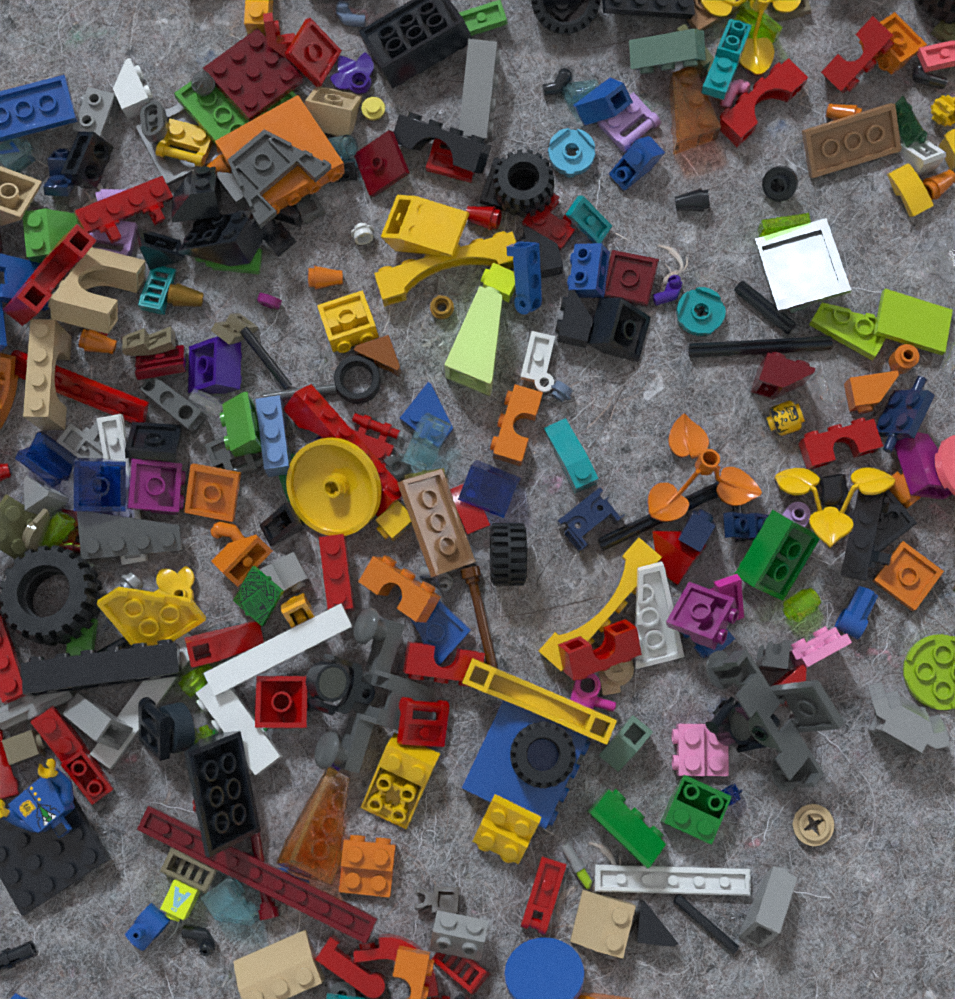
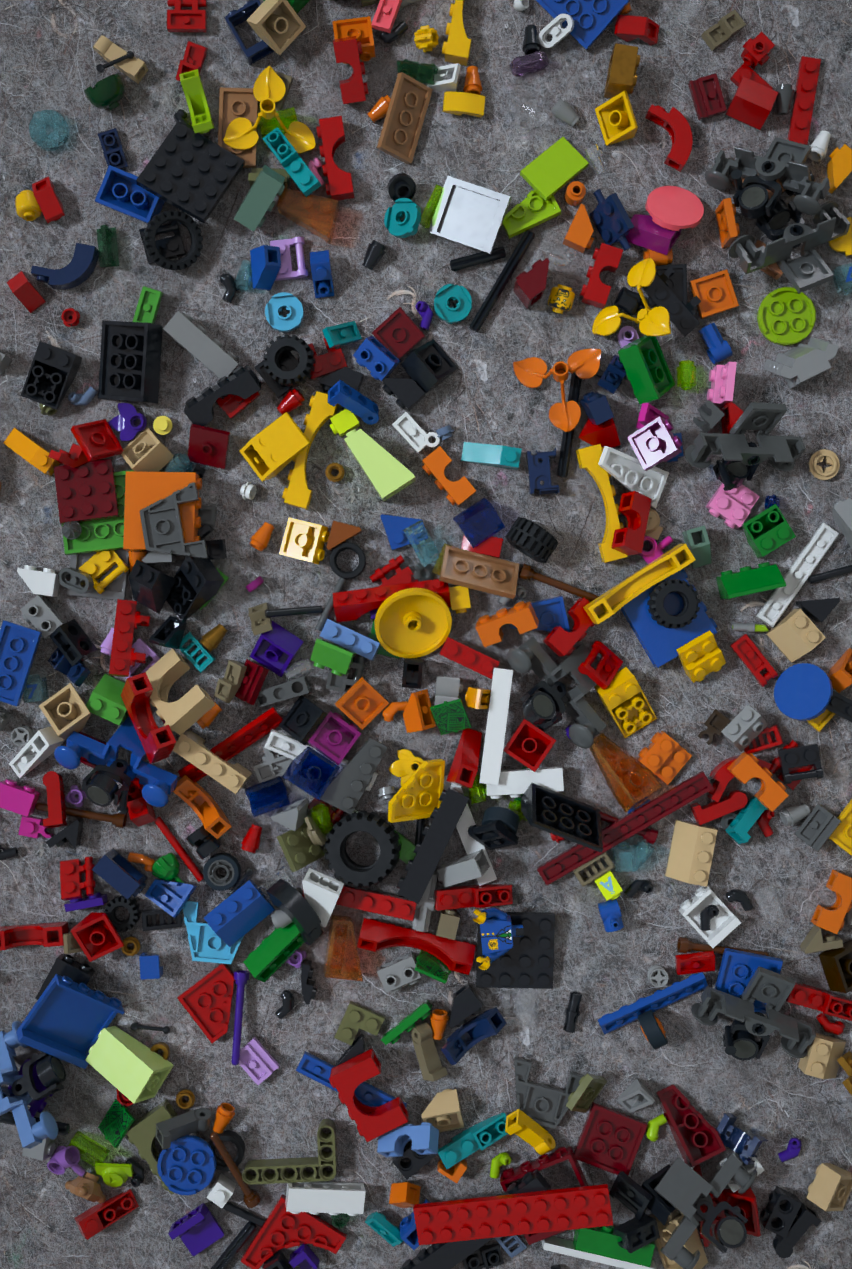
camera: 55 degrees left, 10 degrees up
(761, 205) = (411, 222): none -> teal plate

